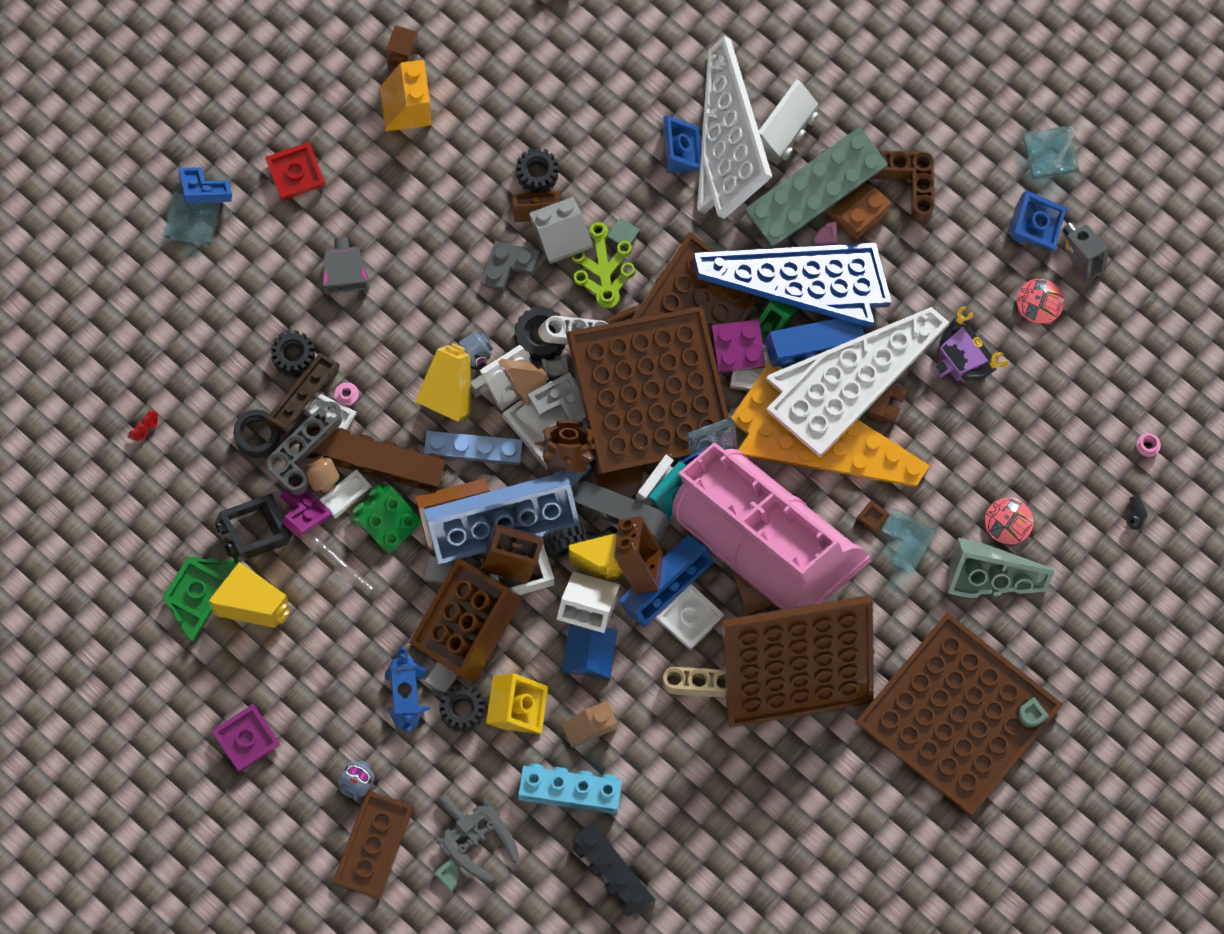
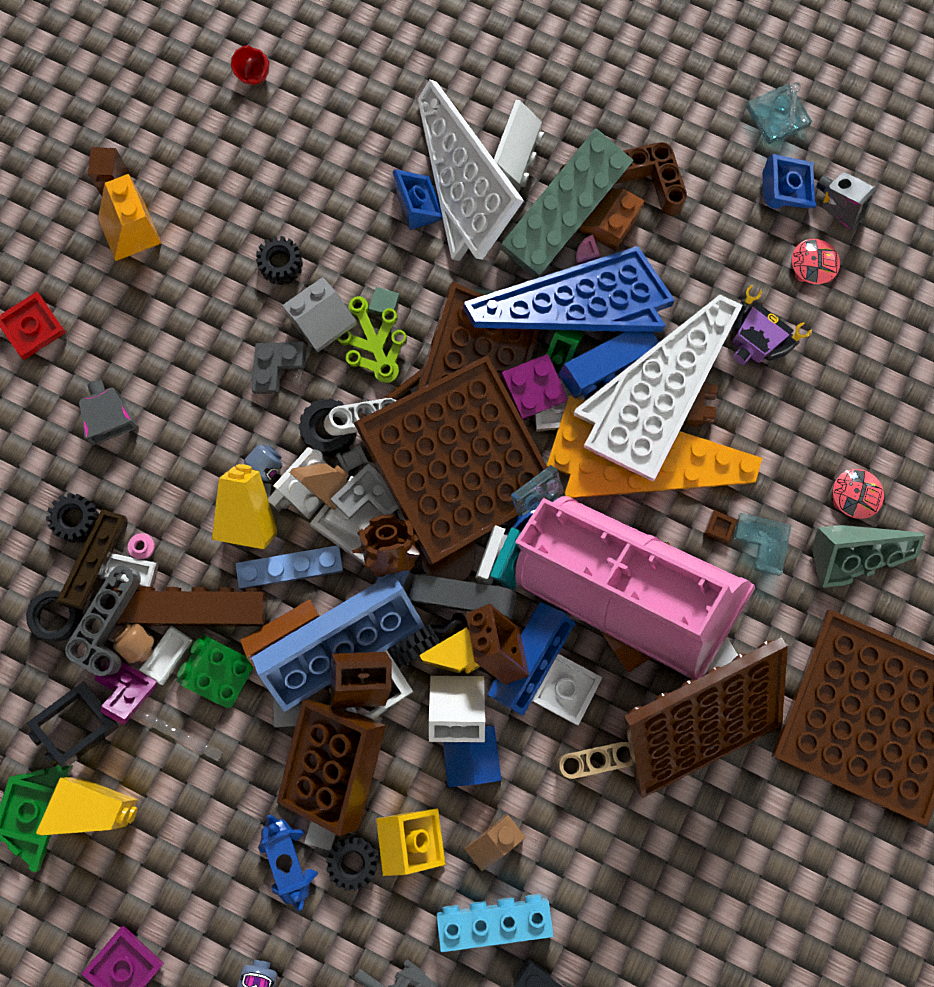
camera: 15 degrees left, 5 degrees up
(529, 202) = (279, 295): reddish brown slope -> none

